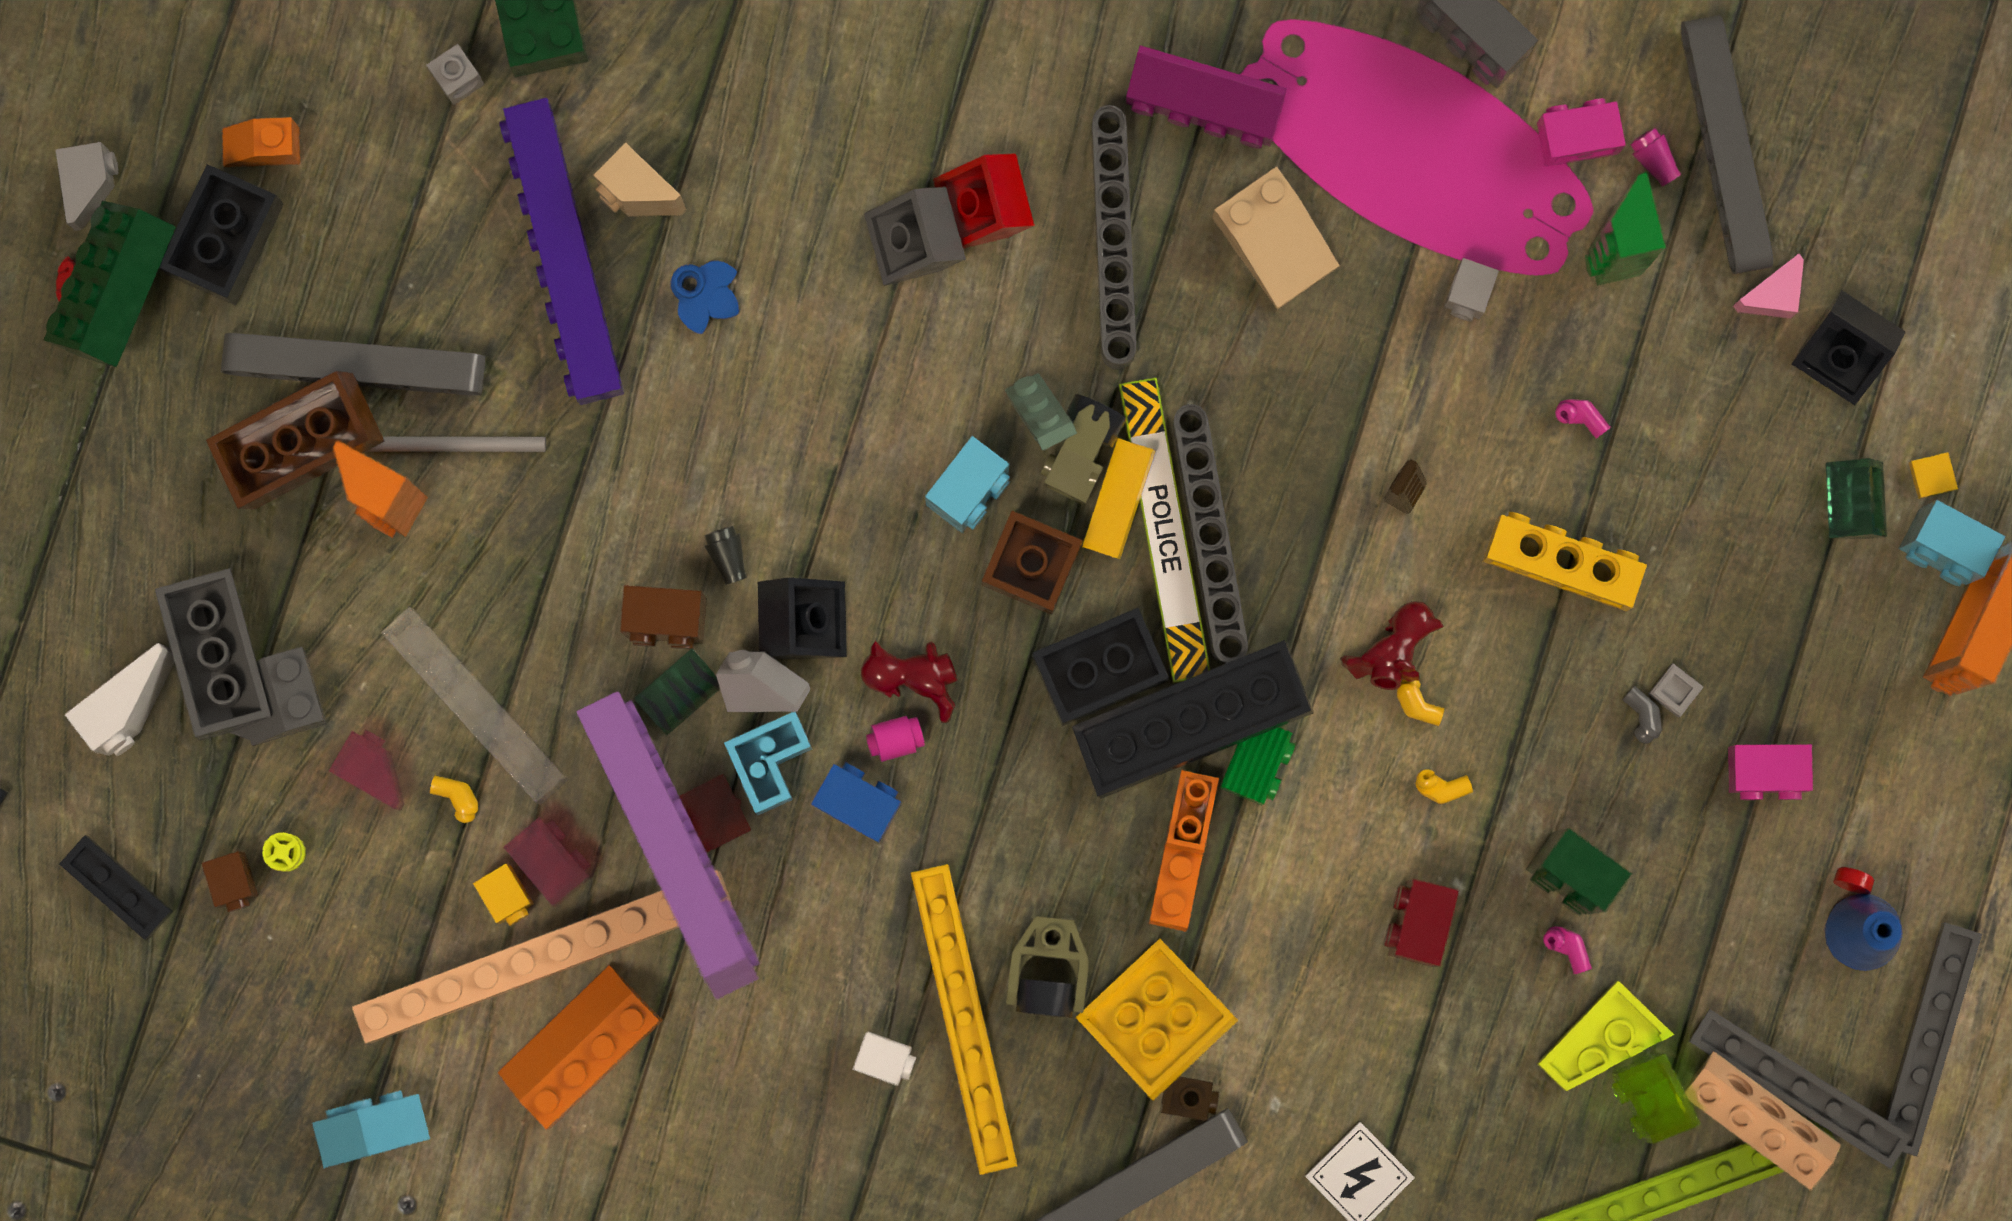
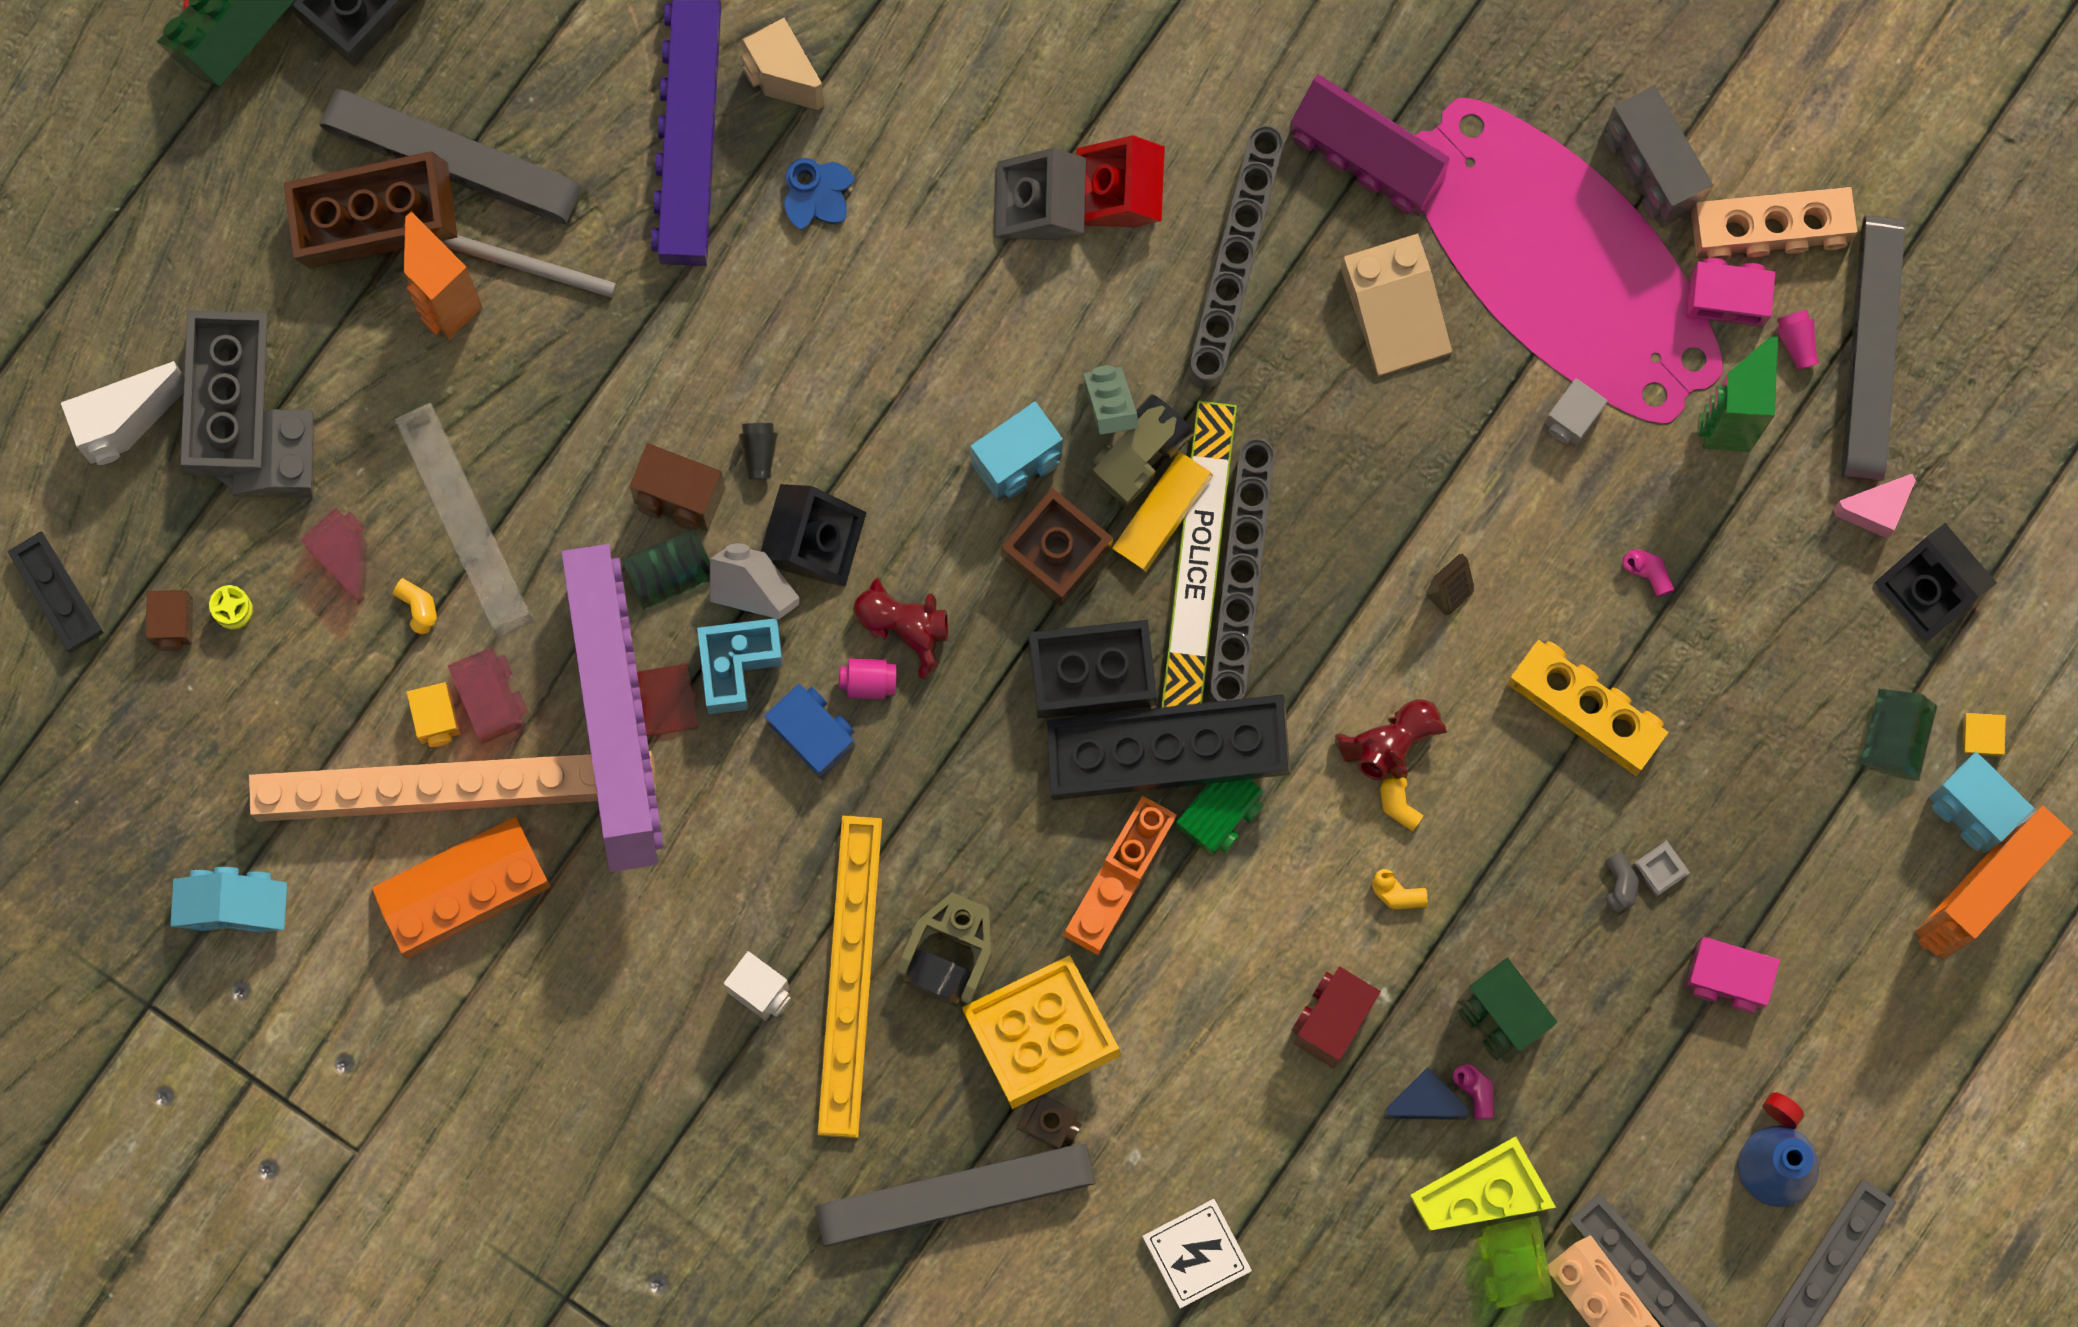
camera: 15 degrees right, 5 degrees down
(1526, 971) = (1427, 1099): none -> dark blue slope
(1650, 24) = (1830, 206): none -> light nougat brick

